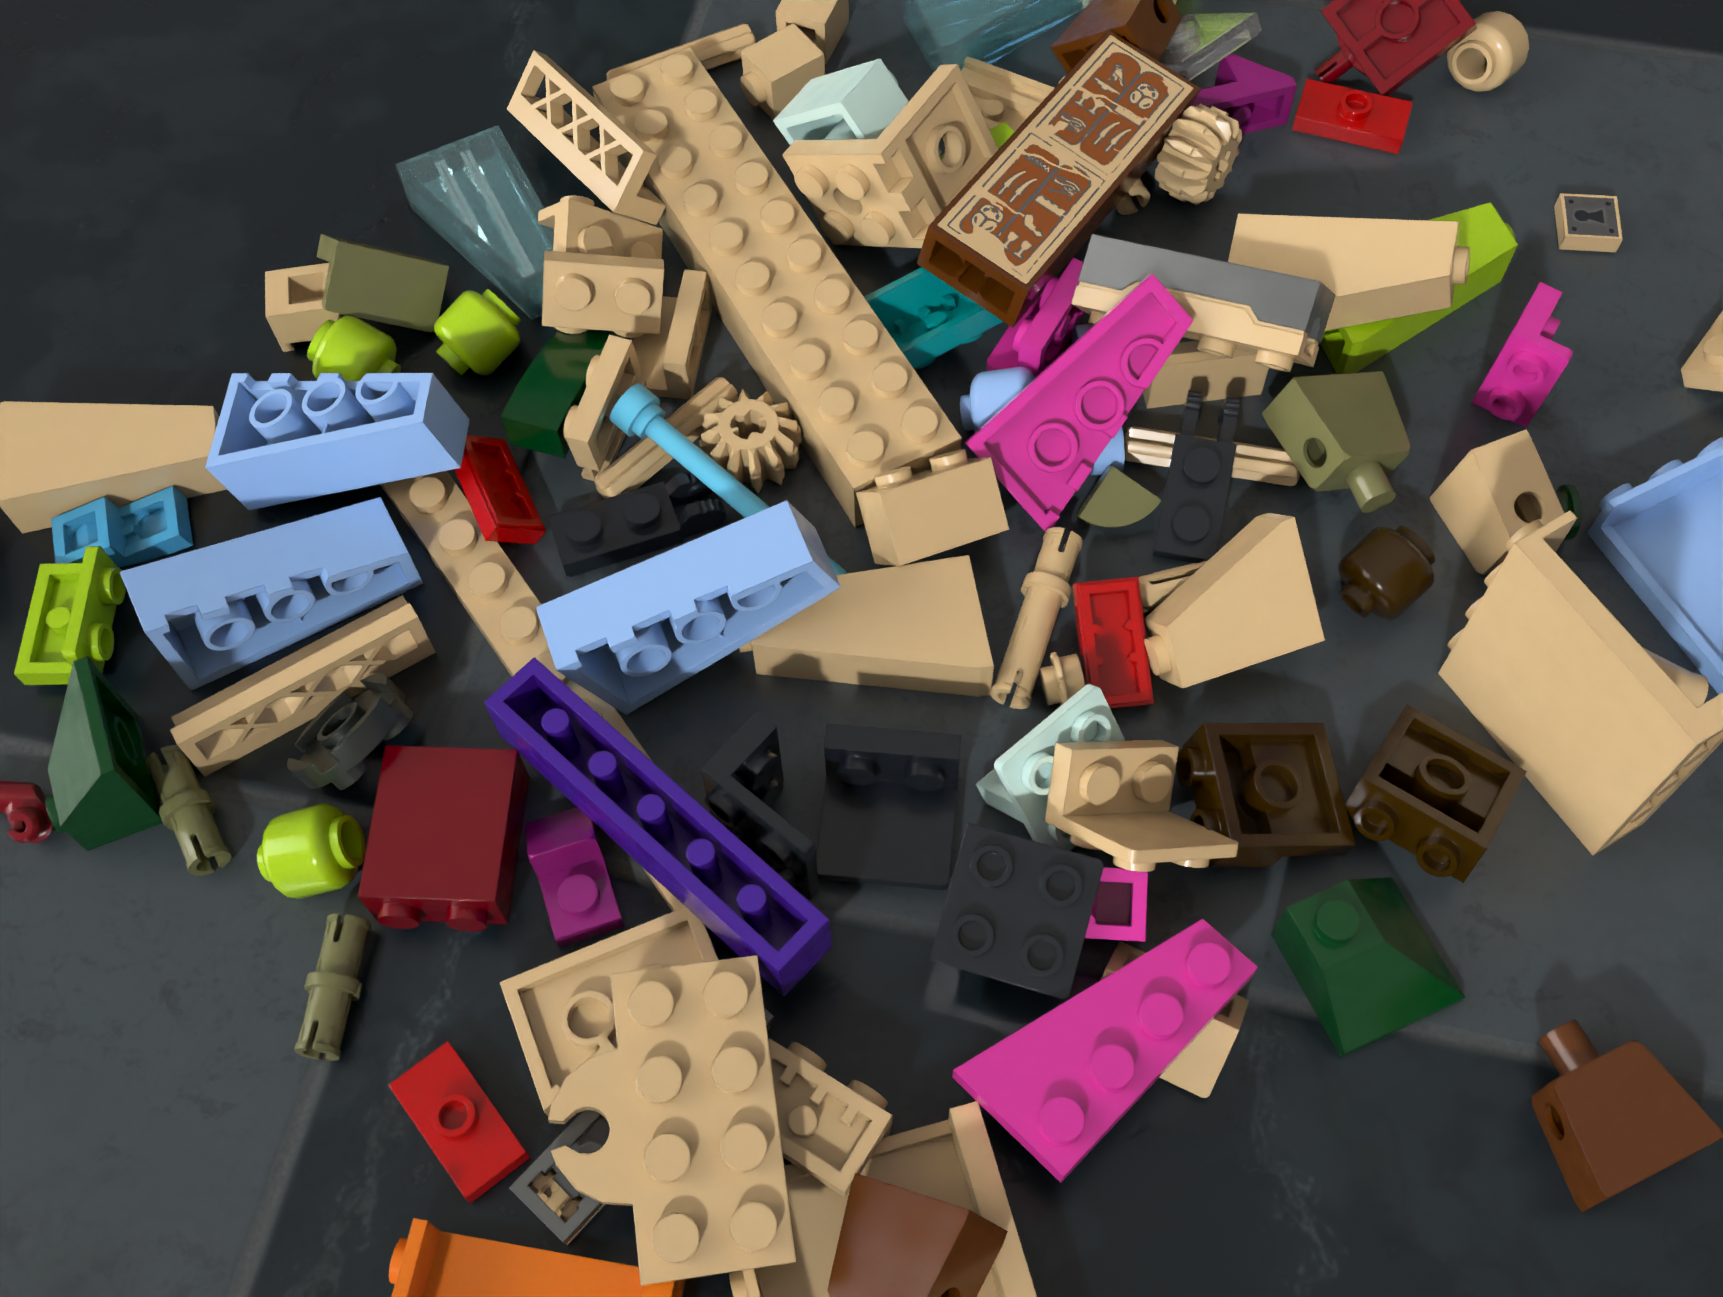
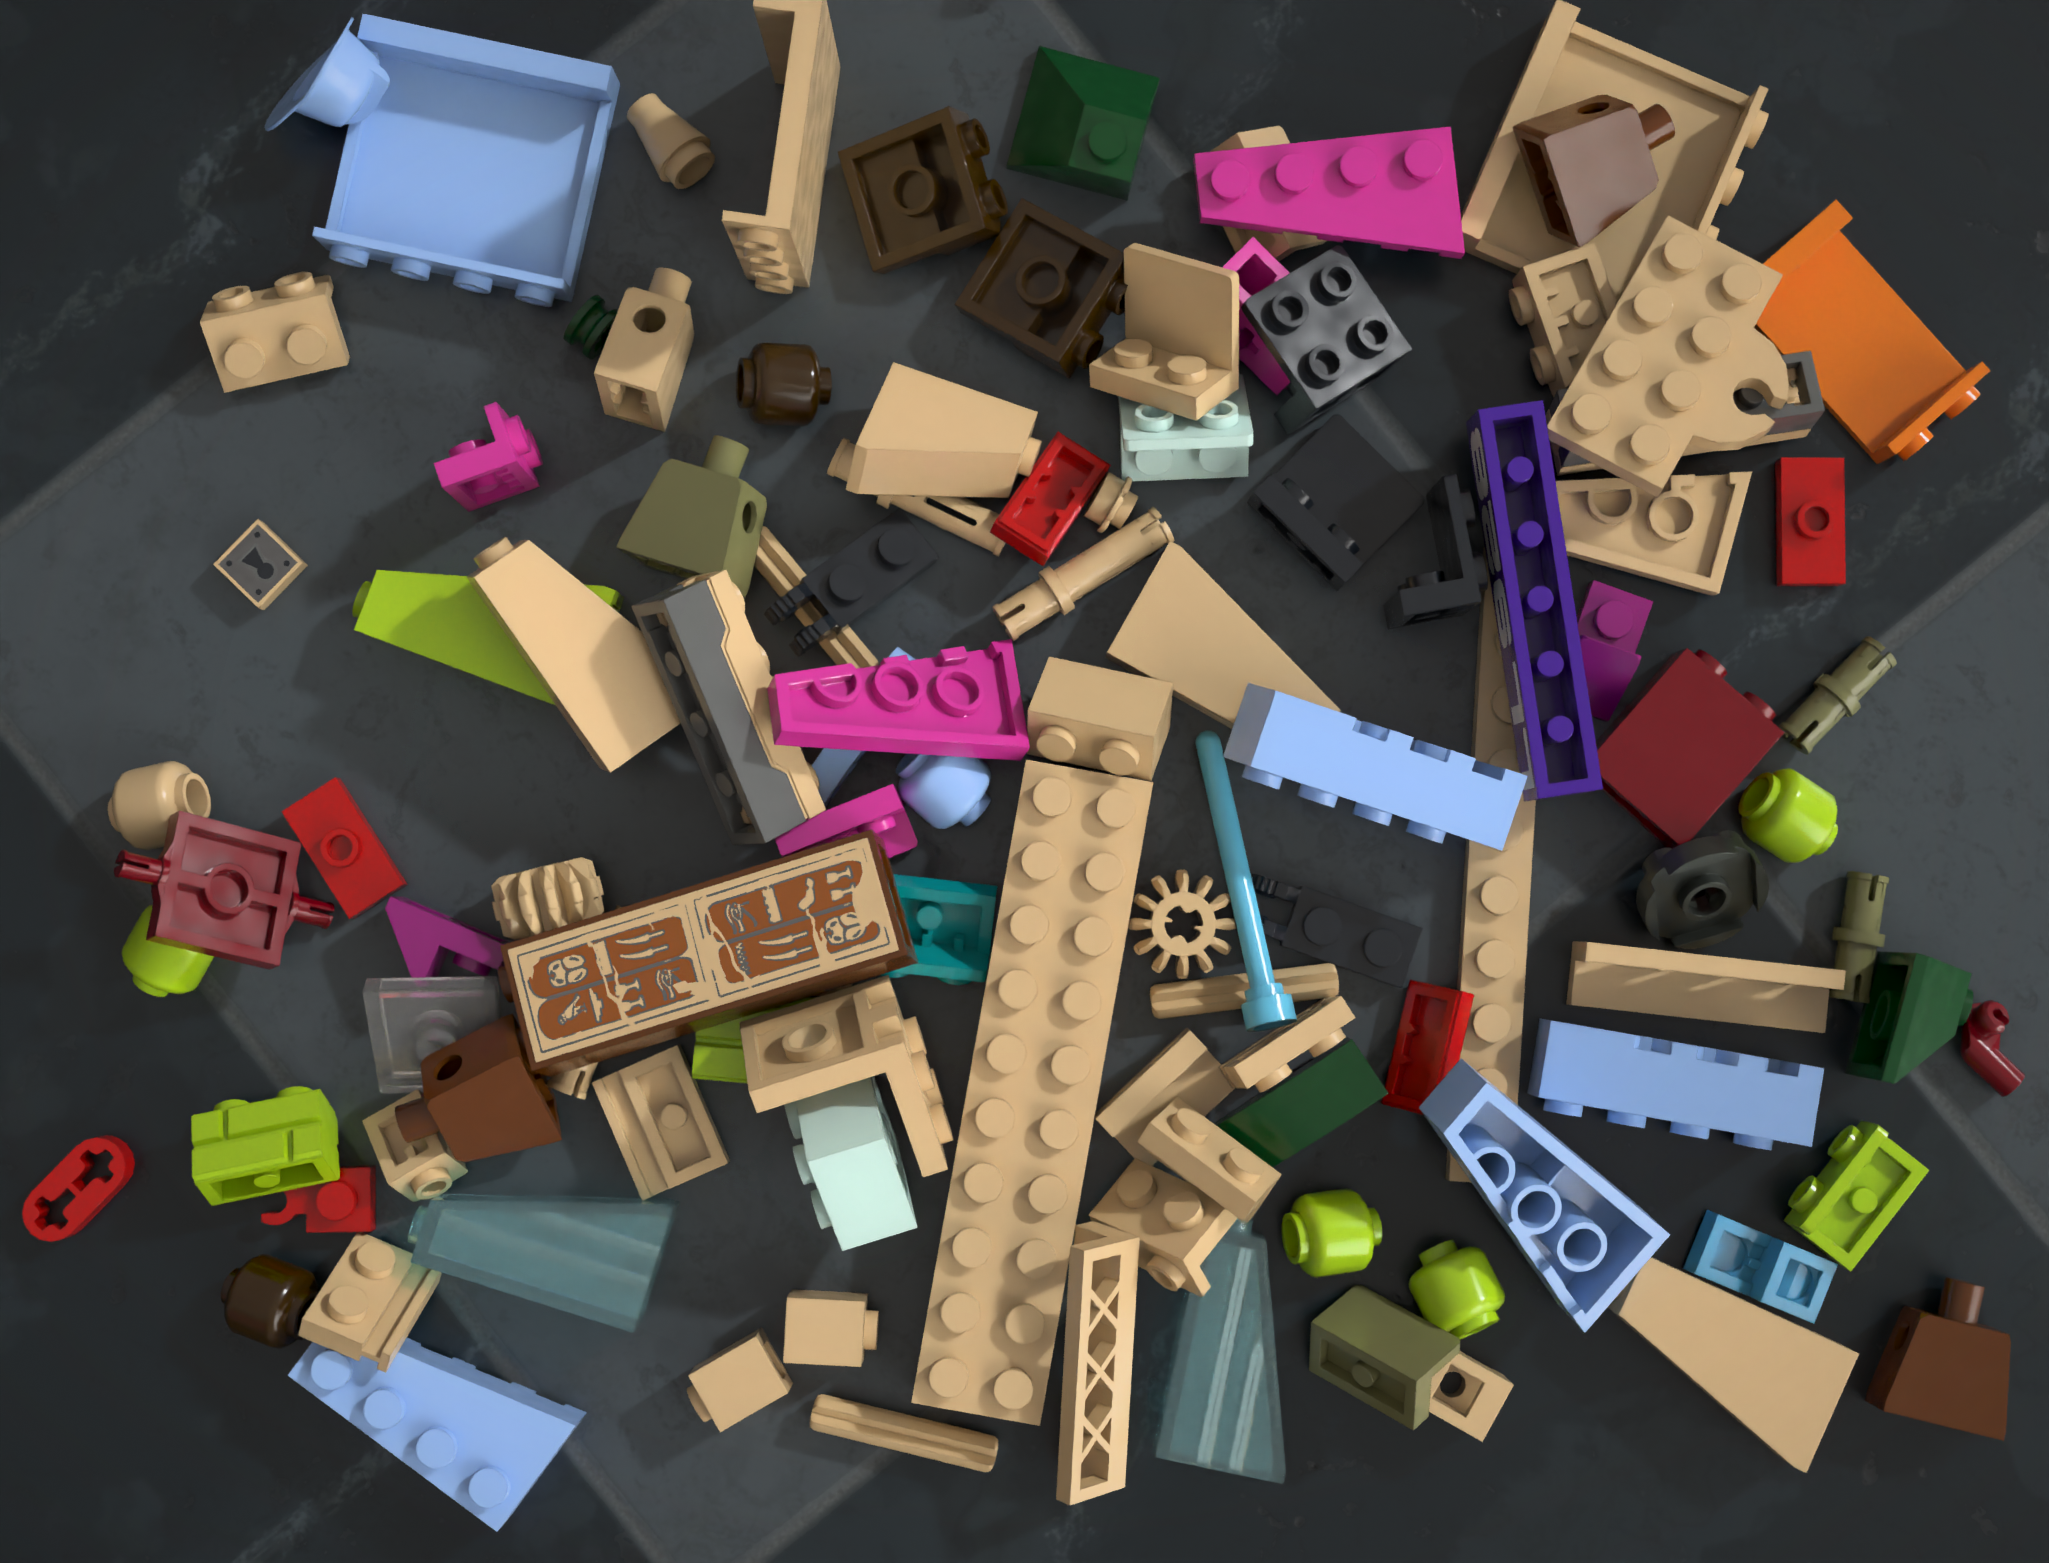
camera: 145 degrees left, 25 degrees up
(1116, 501) = (928, 623): olive tile -> none

